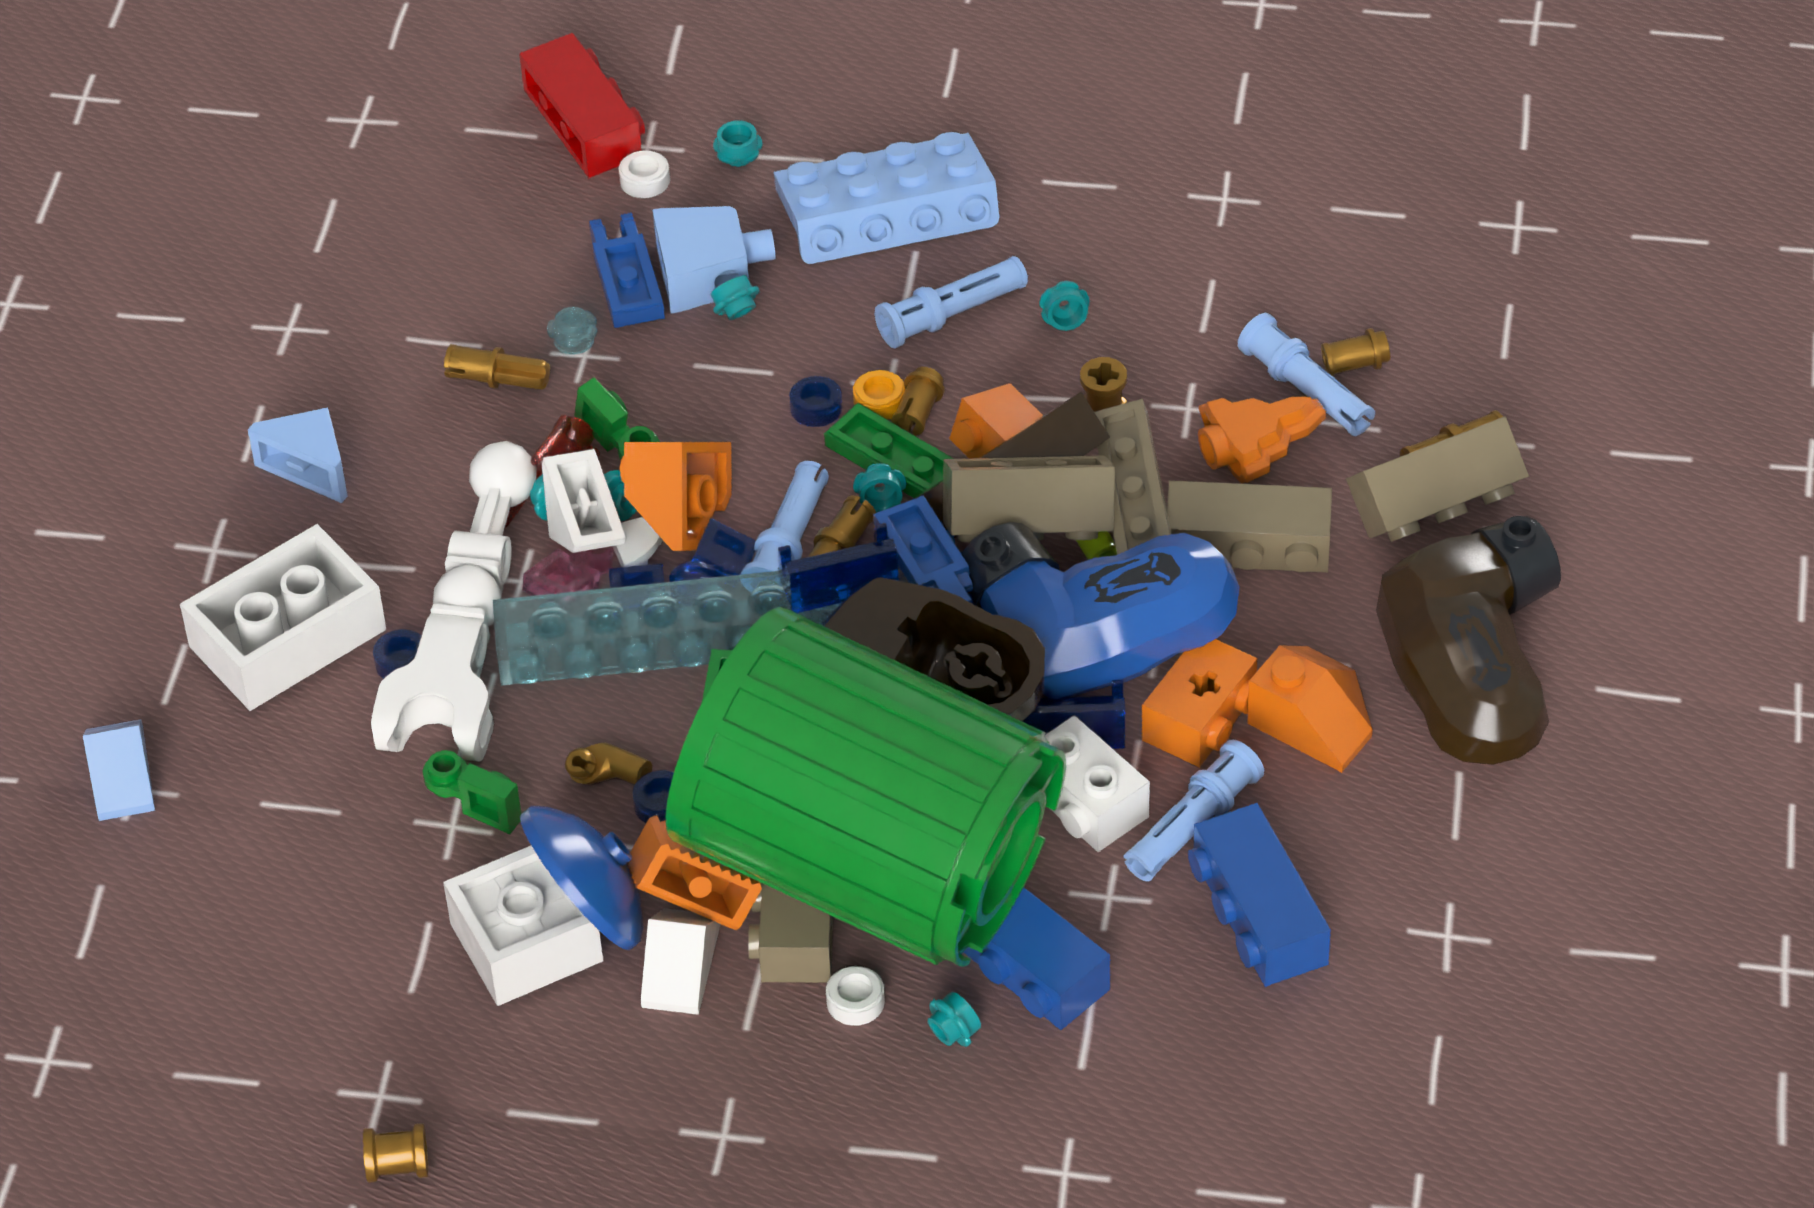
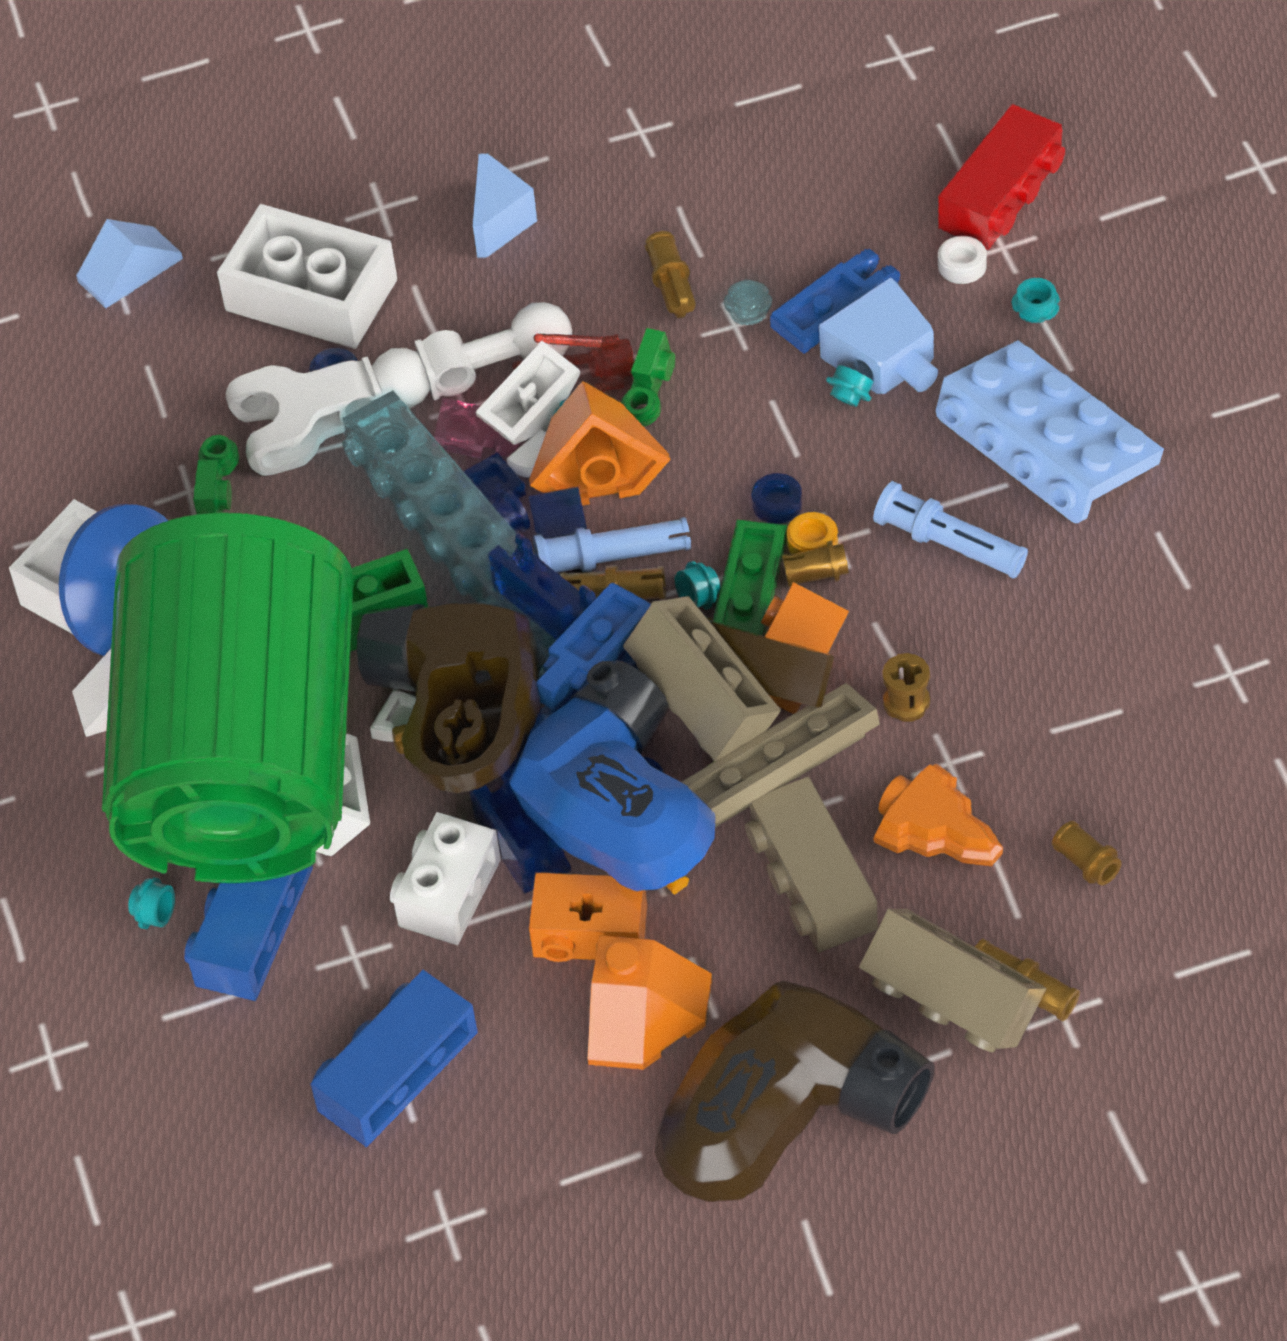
camera: 65 degrees right, 5 degrees up
(1067, 316) = (997, 614): teal plate -> none
(1209, 794) = (488, 972): light blue pin -> none
(1290, 361) = (1040, 808): light blue pin -> none

